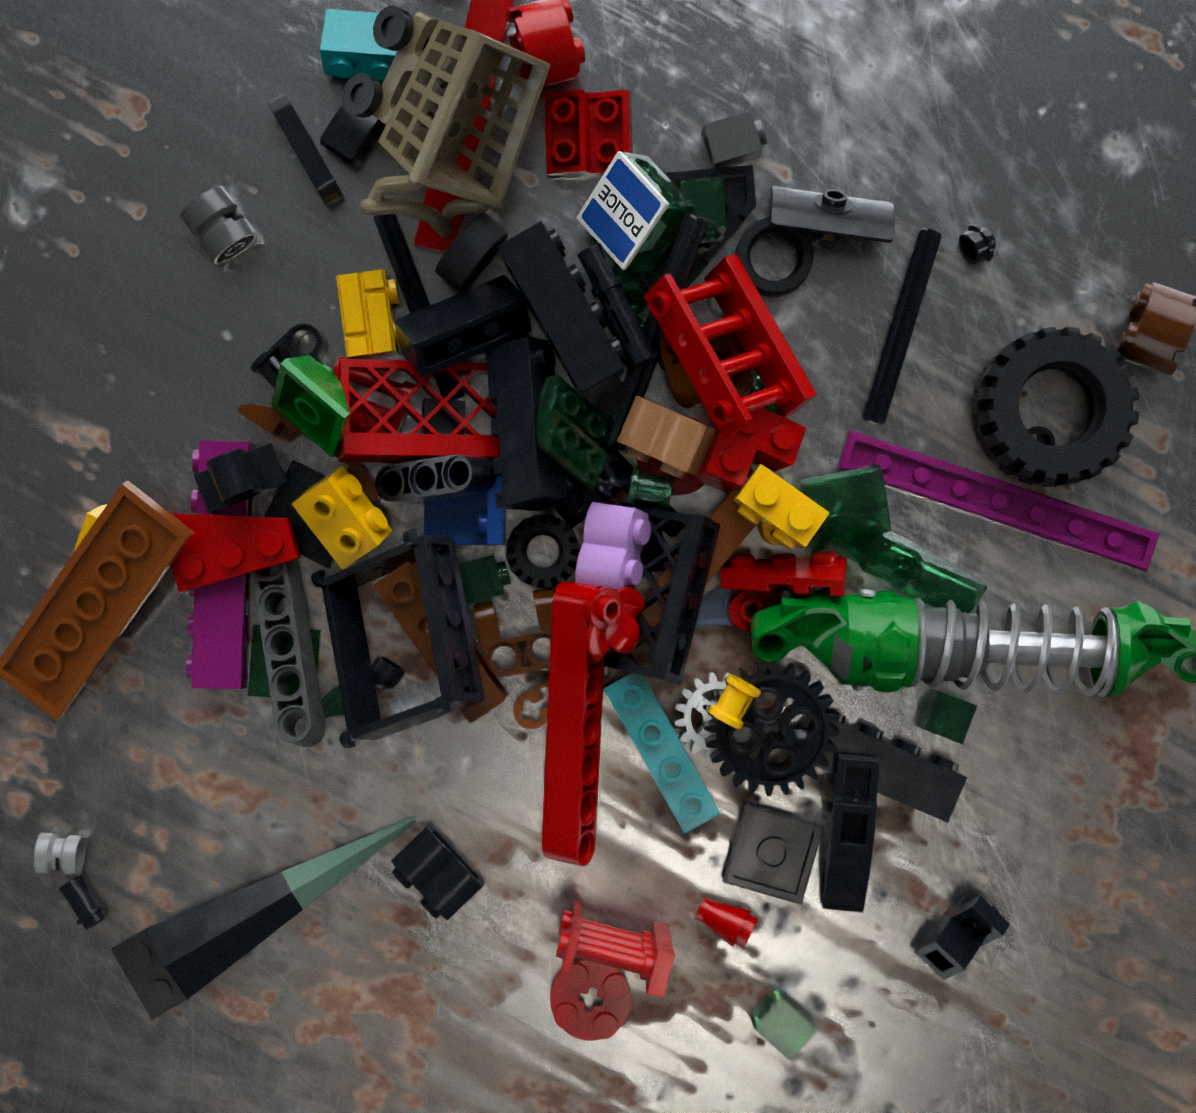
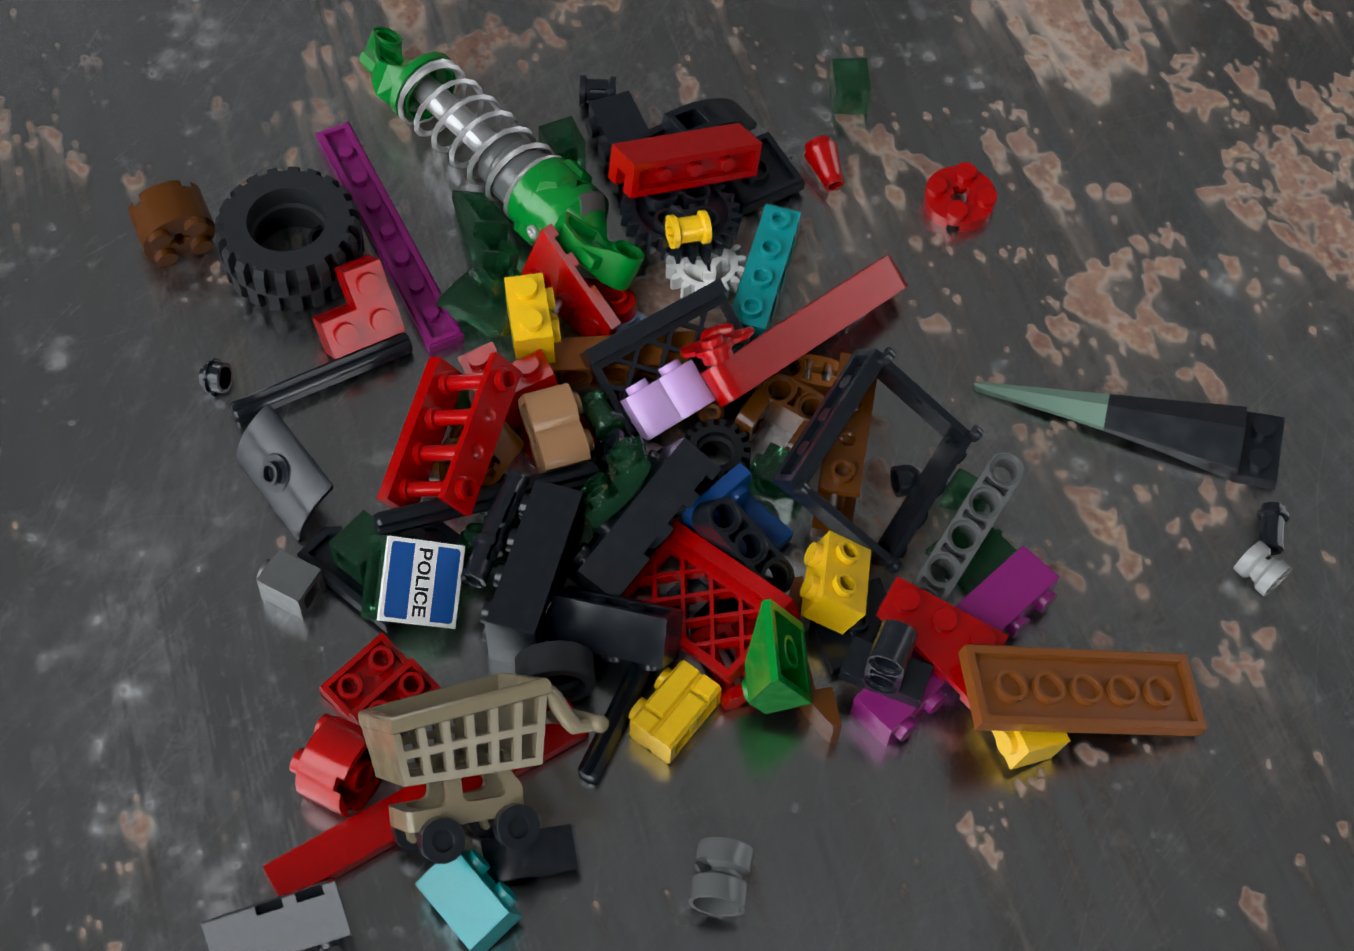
camera: 135 degrees left, 30 degrees down
(287, 348) = (769, 736): black piece -> none
(305, 149) = (596, 874): black beam -> none
(437, 873) = (992, 337): black brick -> none
(645, 953) = (890, 175): red fence -> none
(795, 279) = (349, 463): black tyre -> none
(810, 773) = (684, 160): none -> red brick
(921, 396) = (369, 311): none -> red brick
(960, 934) = (688, 44): black brick -> none
(981, 807) = (586, 85): none -> black bush

